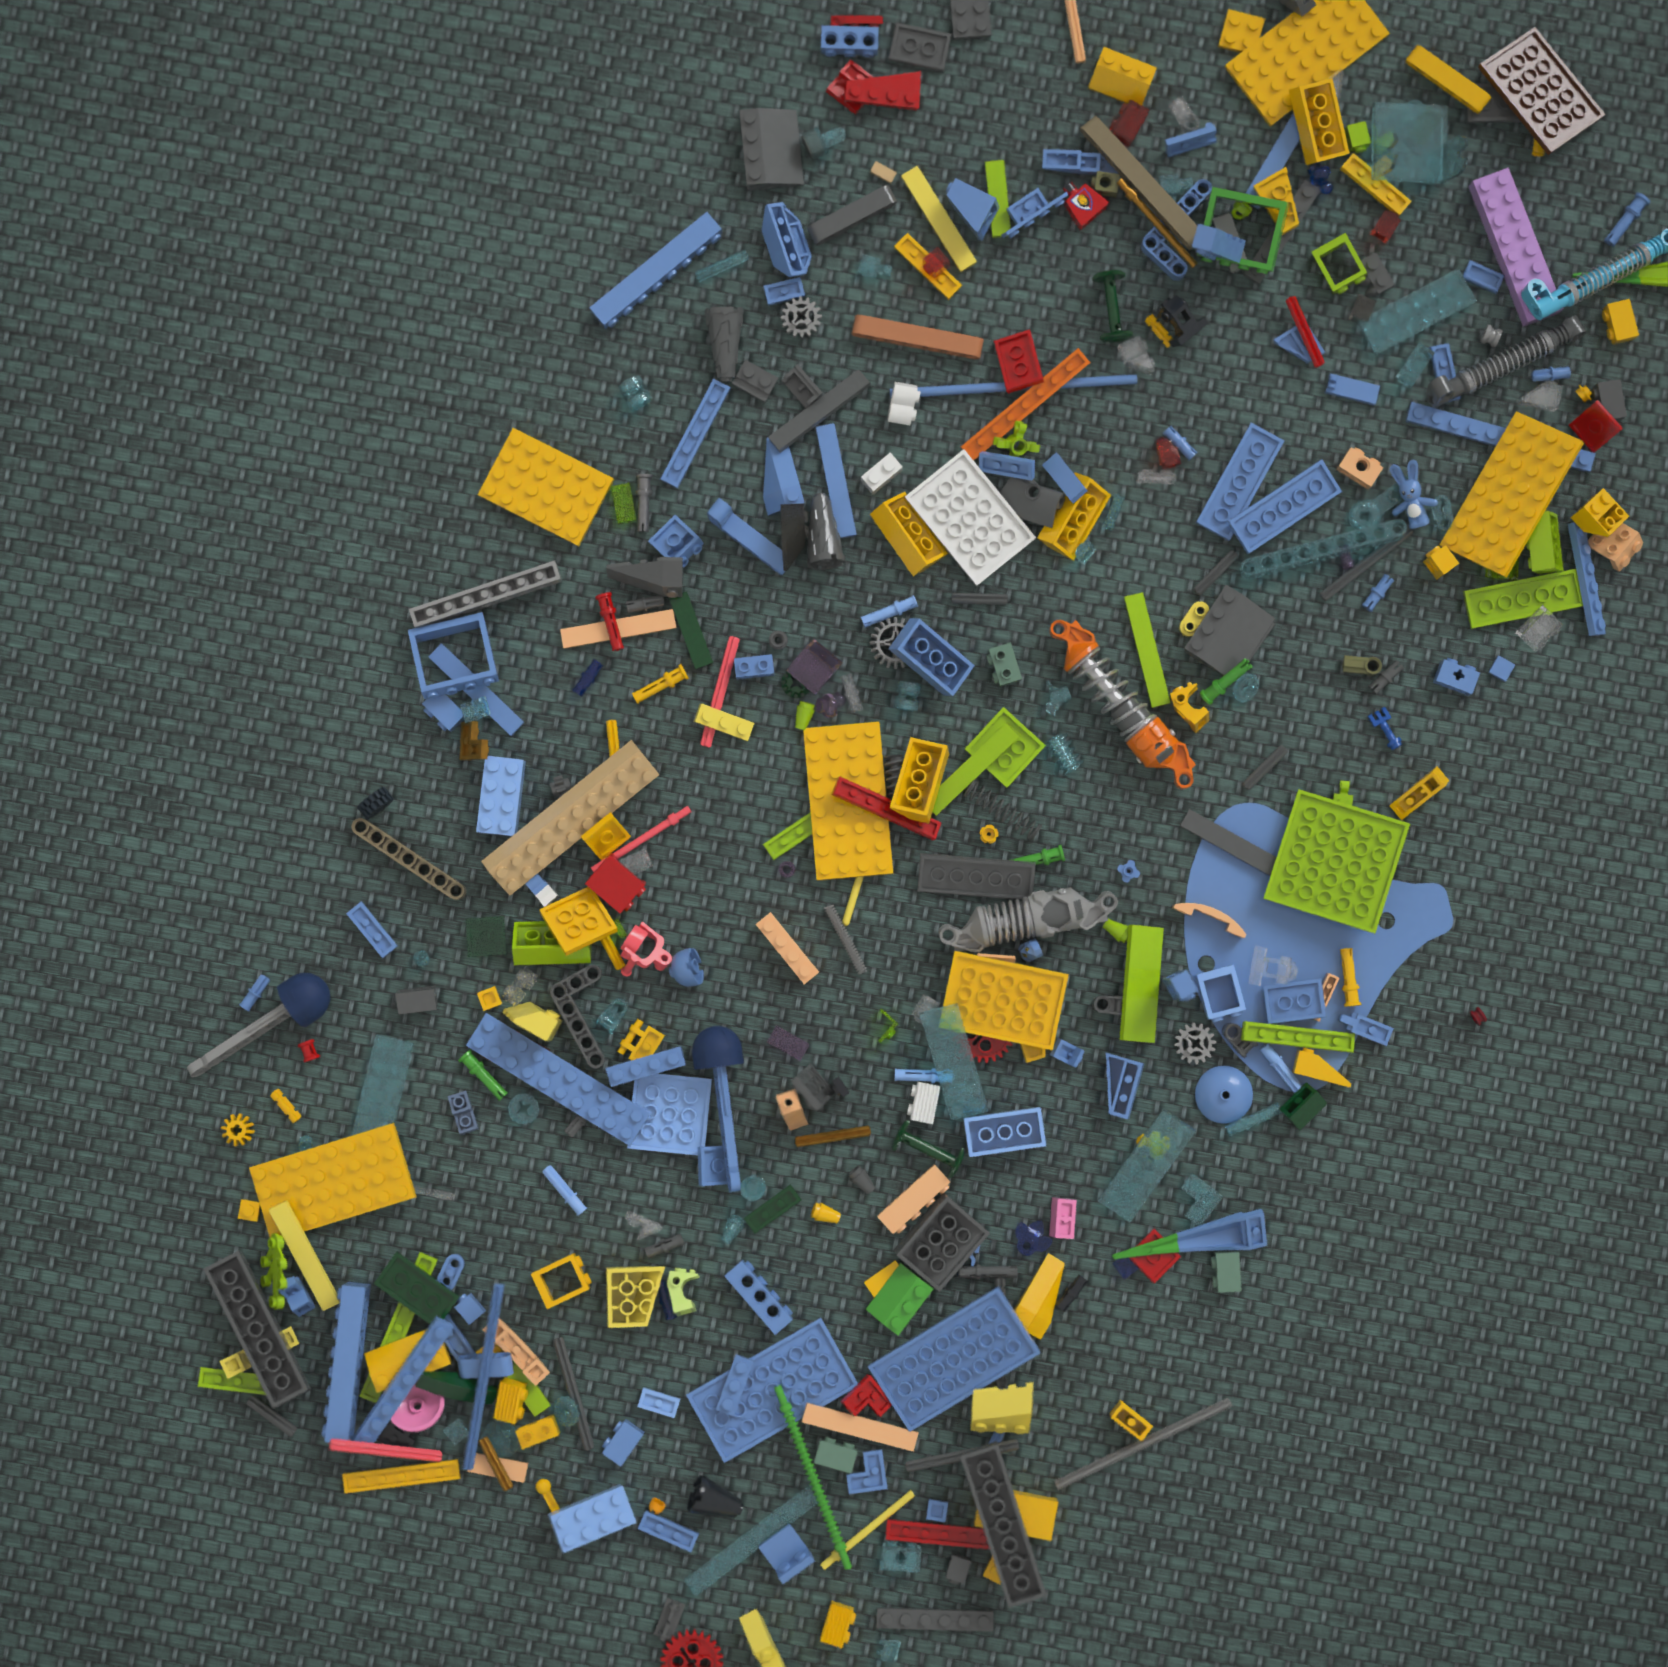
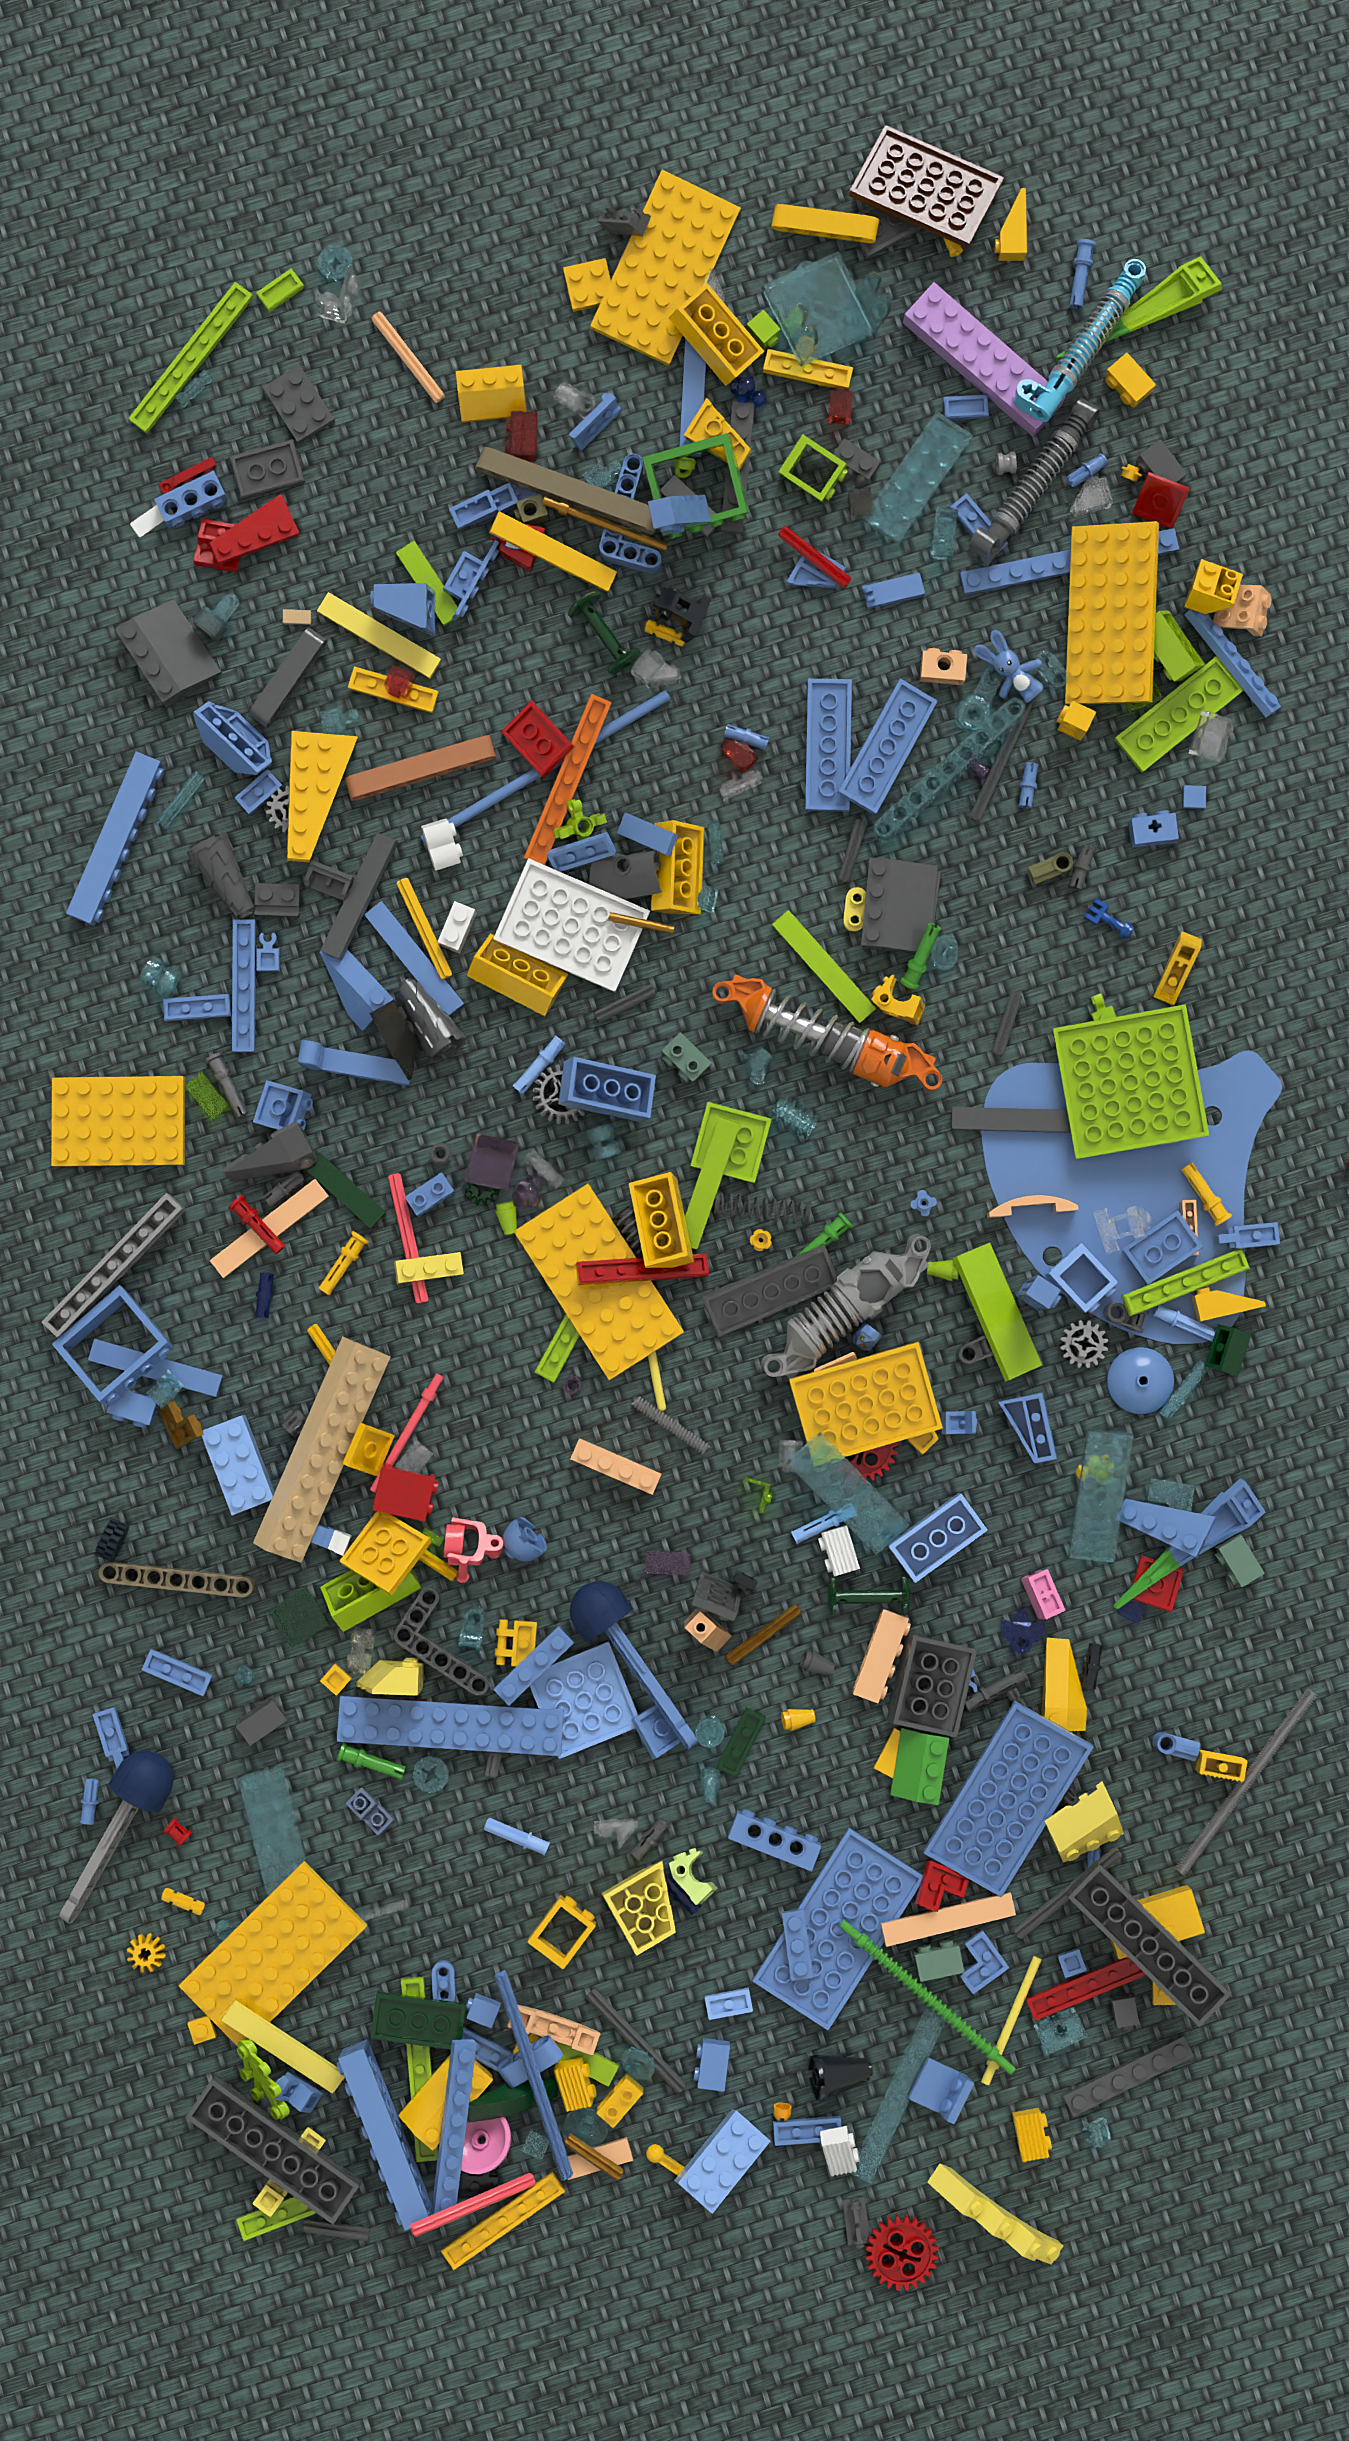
camera: 30 degrees left, 0 degrees up
(297, 951) = (111, 1735): none -> medium blue hinge
(651, 431) = (197, 1007): none -> medium blue tile
(684, 1558) = (839, 2150): none -> white brick
(725, 421) = (269, 957): none -> medium blue plate
(808, 39) = (148, 521): none -> white sticker
(833, 301) = (315, 774): none -> yellow wing
(856, 461) = (424, 928): none -> yellow axle
(1025, 544) = (641, 923): none -> pearl gold bar
(1105, 224) = (552, 552): none -> yellow tile
(1105, 1388) = (1177, 1746): none -> medium blue piece
(1190, 1219) = (1175, 1527): none -> medium blue wing
(1587, 165) = (1013, 235): none -> yellow slope

